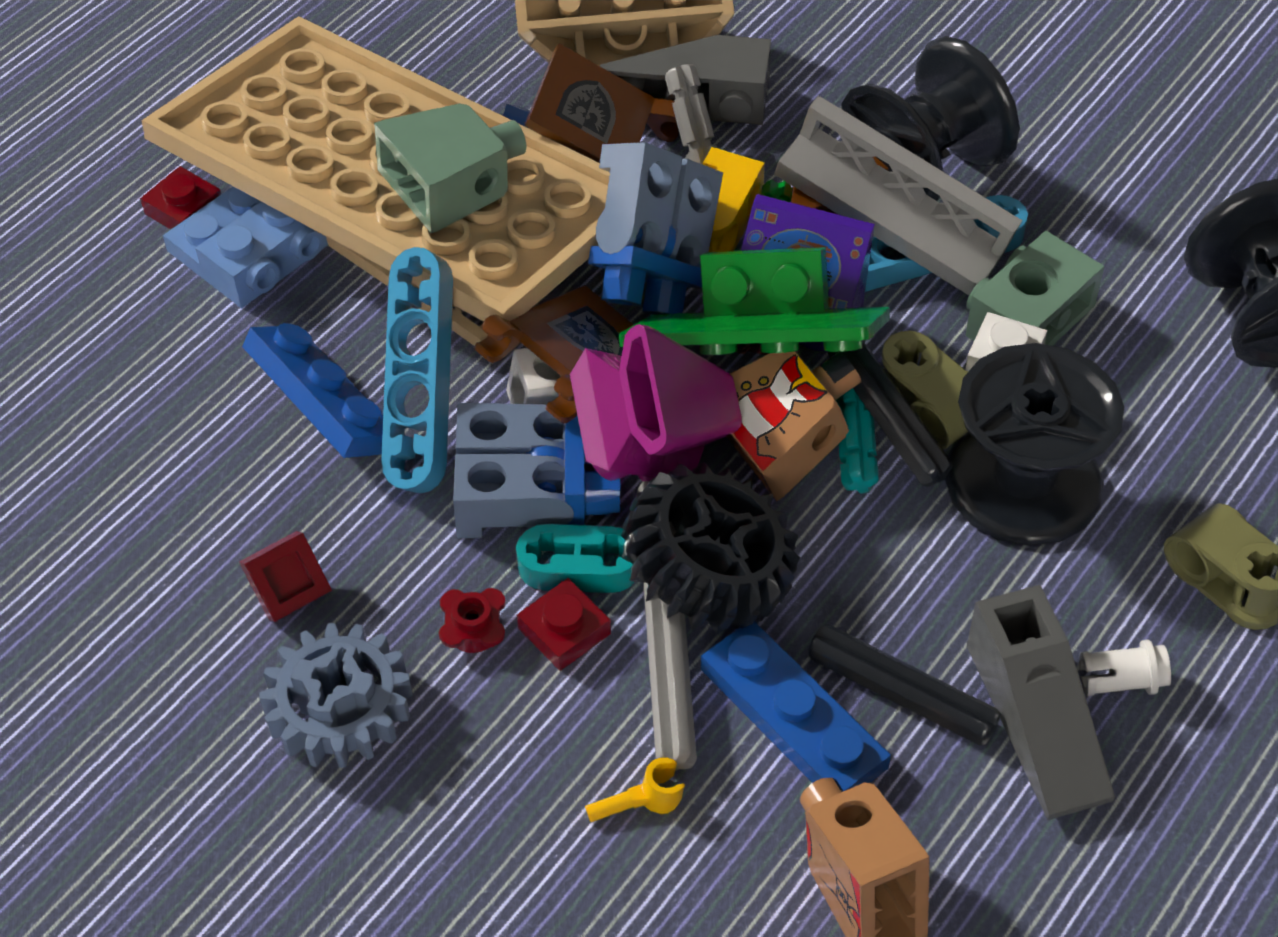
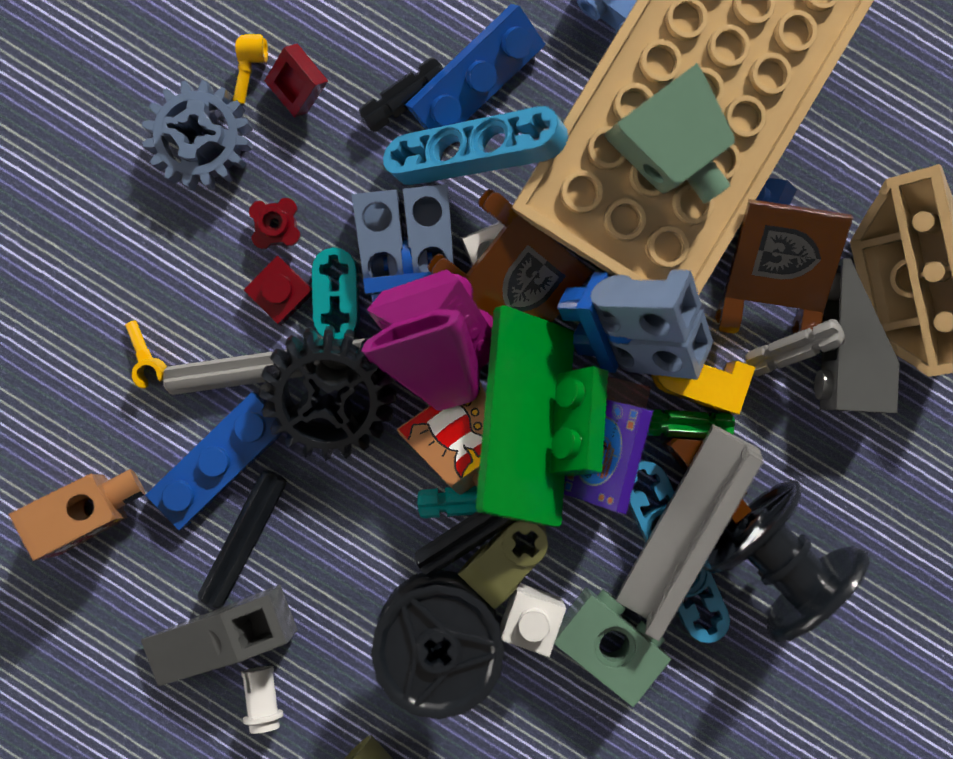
camera: 90 degrees right, 35 degrees up
(230, 637) = (249, 50): none -> yellow hand
(328, 472) = (397, 95): none -> black axle

